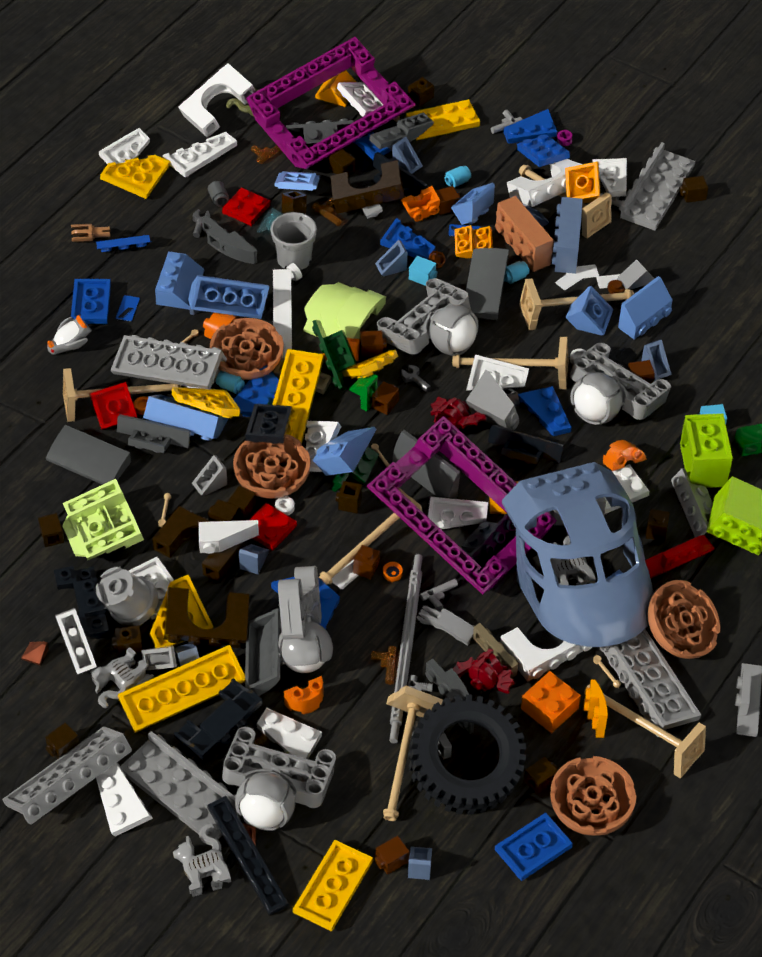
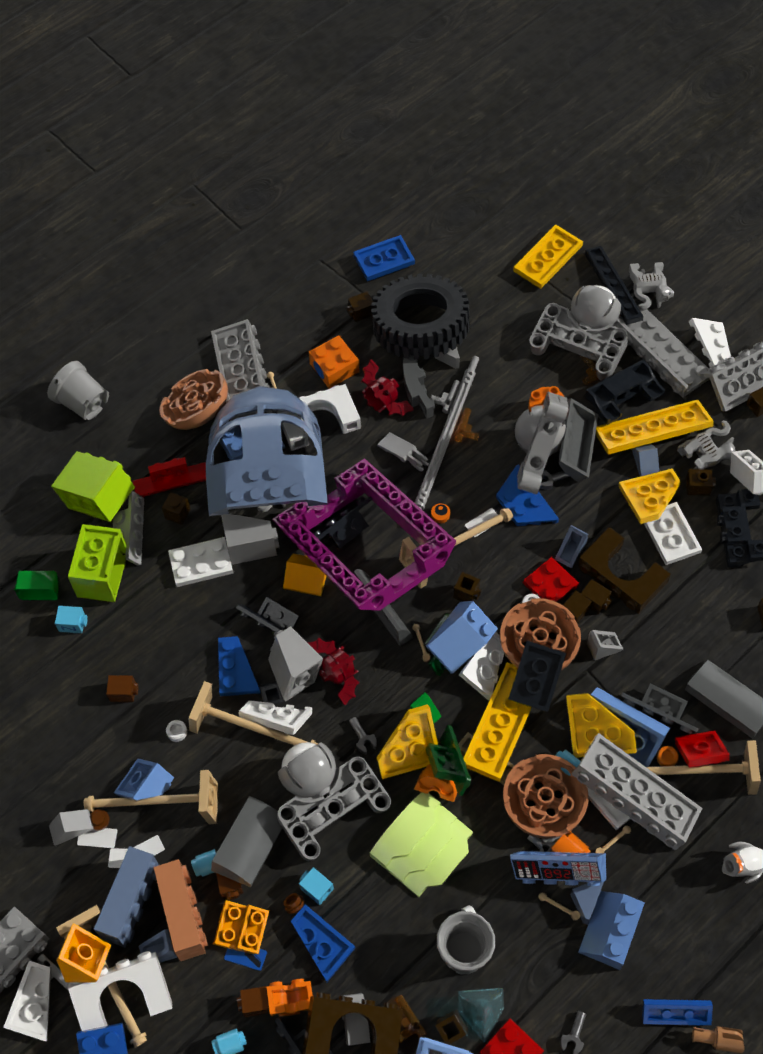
camera: 165 degrees left, 10 degrees up
(91, 300) = (721, 920): blue plate -> none
(100, 521) = (718, 604): yellowish green slope -> none
(127, 308) = (676, 909): blue sticker -> none
(127, 596) = (701, 508): light grey piece -> none
(159, 657) = (668, 457): light grey slope -> none
(162, 521) = (657, 608): tan hinge -> none
(180, 627) = (606, 469): dark brown arch -> none
(225, 534) = (601, 553): white slope -> none
(230, 244) = (539, 977): dark grey slope -> none
(257, 391) = (540, 738): blue wing -> none
(282, 306) = (494, 854): white slope -> none
(289, 734) = (560, 374): white wing -> none
(366, 562) = (464, 518): reddish brown brick -> none
(372, 343) = (400, 786): reddish brown brick -> none
(385, 398) = (399, 707): reddish brown brick -> none
(392, 855) = (497, 267): reddish brown brick -> none
(393, 260) = (349, 910): sand blue slope -> none
(416, 704) = (454, 365): tan tile -> none
(420, 863) = (476, 258): sand blue slope -> none
(438, 593) = (403, 483): light grey hose -> none
(455, 512) = (370, 560): white wing -> none
(474, 204) = (225, 975): medium blue slope -> none
(486, 640) = (367, 417): dark tan plate -> none
(590, 782) = (335, 270): nougat brick -> none
(596, 708) = (299, 341): light orange slope -> none
(607, 386) = (172, 655): light grey beam -> none
(620, 453) = (179, 589): orange cylinder -> none
(645, 308) = (82, 769): medium blue slope -> none
(657, 356) = (98, 703): sand blue slope -> none
(687, 750) = (236, 296): tan tile -> none
(748, 699) = (164, 341): light grey bracket -> none

